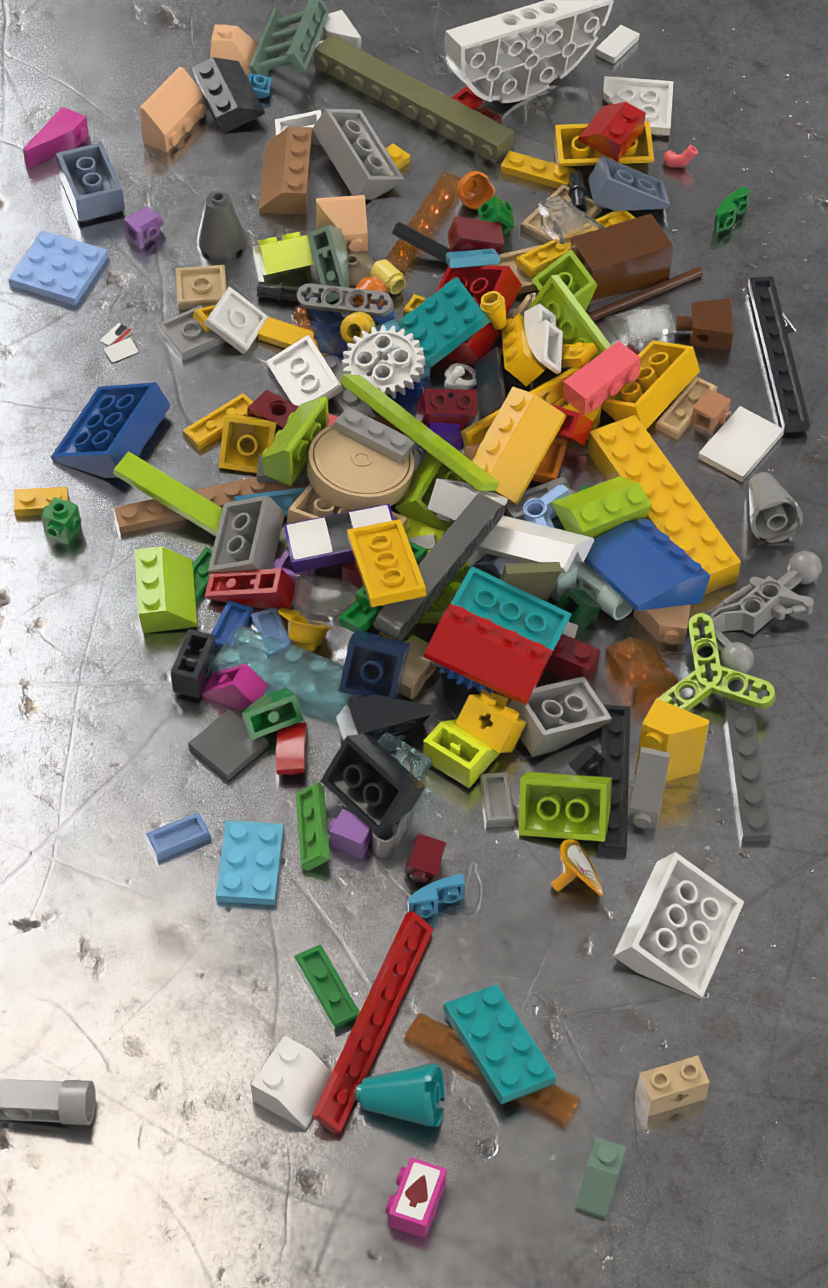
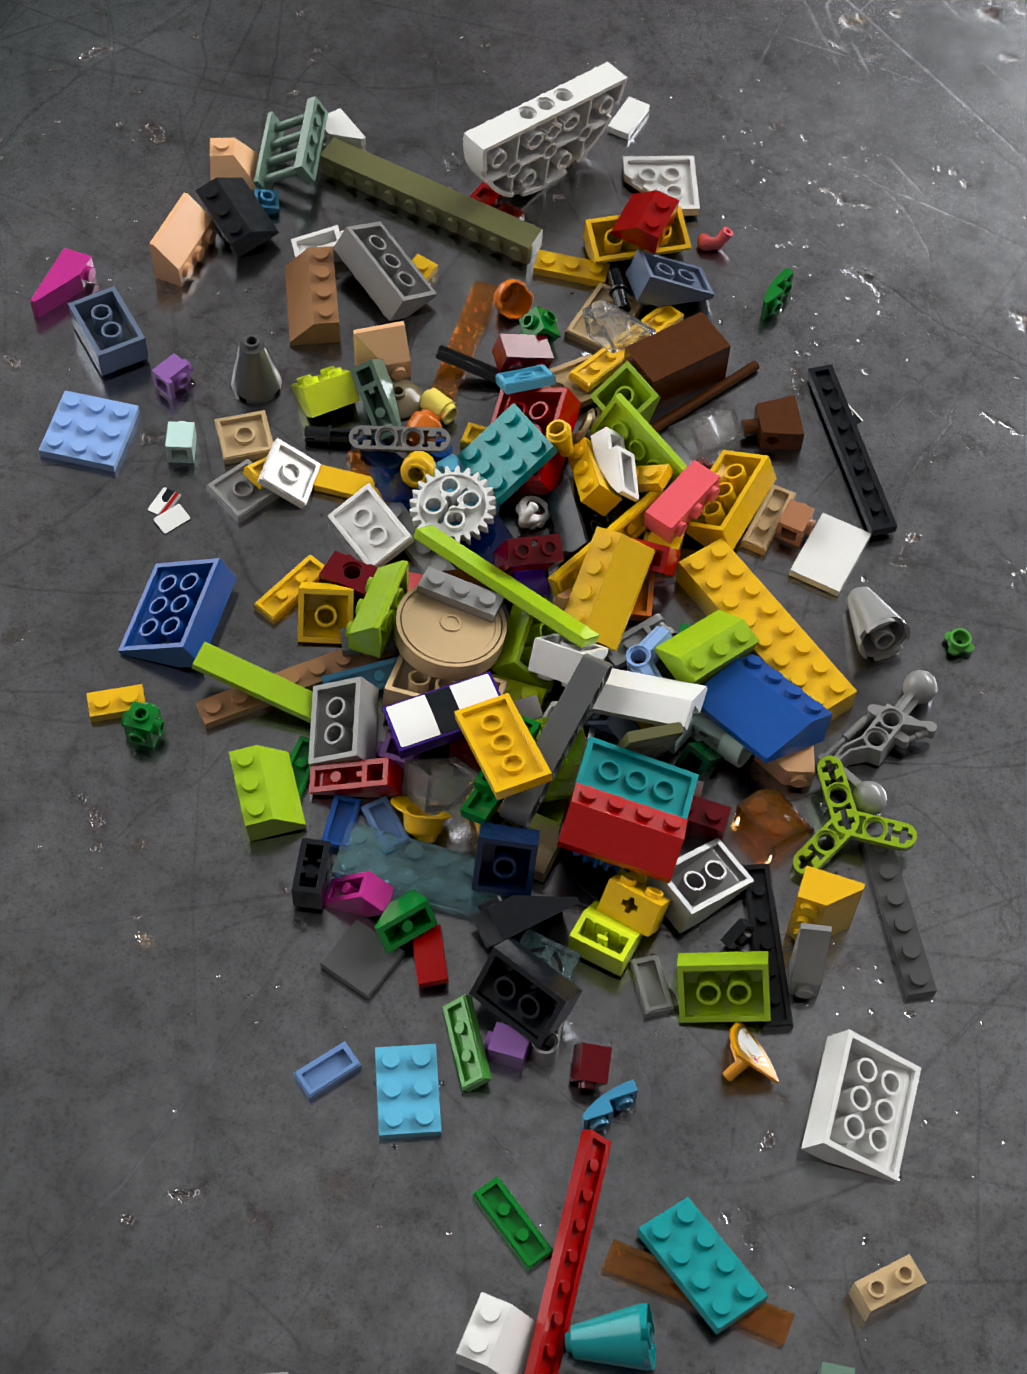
camera: 10 degrees left, 5 degrees up
(140, 284) = (181, 442): none -> light aqua brick

